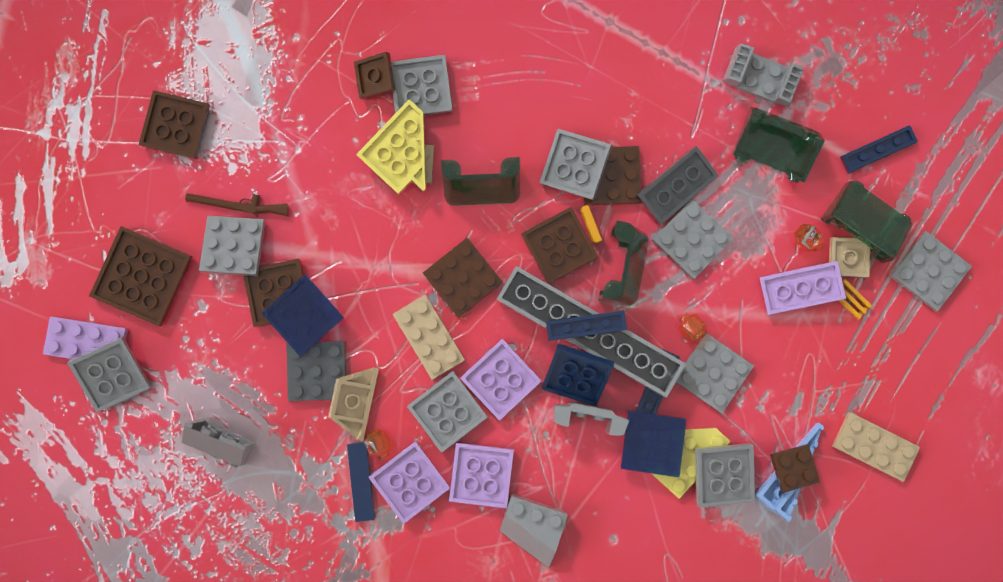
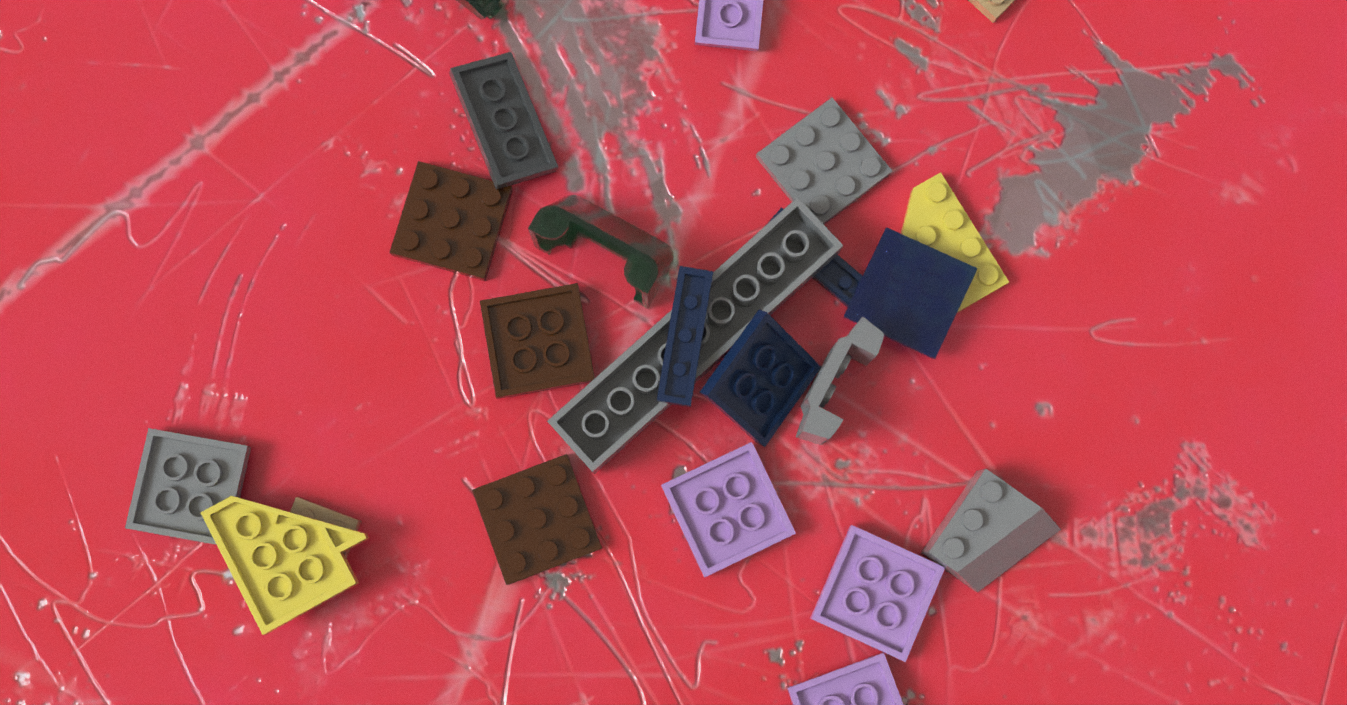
camera: 75 degrees left, 5 degrees down
(374, 75) = (139, 560): reddish brown plate -> none
(428, 337) = (618, 609): tan plate -> none
(447, 411) = (754, 617): light grey plate -> none
(481, 188) = (396, 437): windscreen -> none
(575, 164) = (411, 270): light grey plate -> none
(590, 224) = (520, 279): light orange tile -> none
(692, 239) = (598, 126): light grey plate -> none
(692, 327) = (741, 171): clear orange head -> none
(725, 475) = (993, 197): light grey plate -> none
(769, 492) = (1035, 114): light blue wedge -> none
(794, 468) = (1014, 85): reddish brown plate -> none

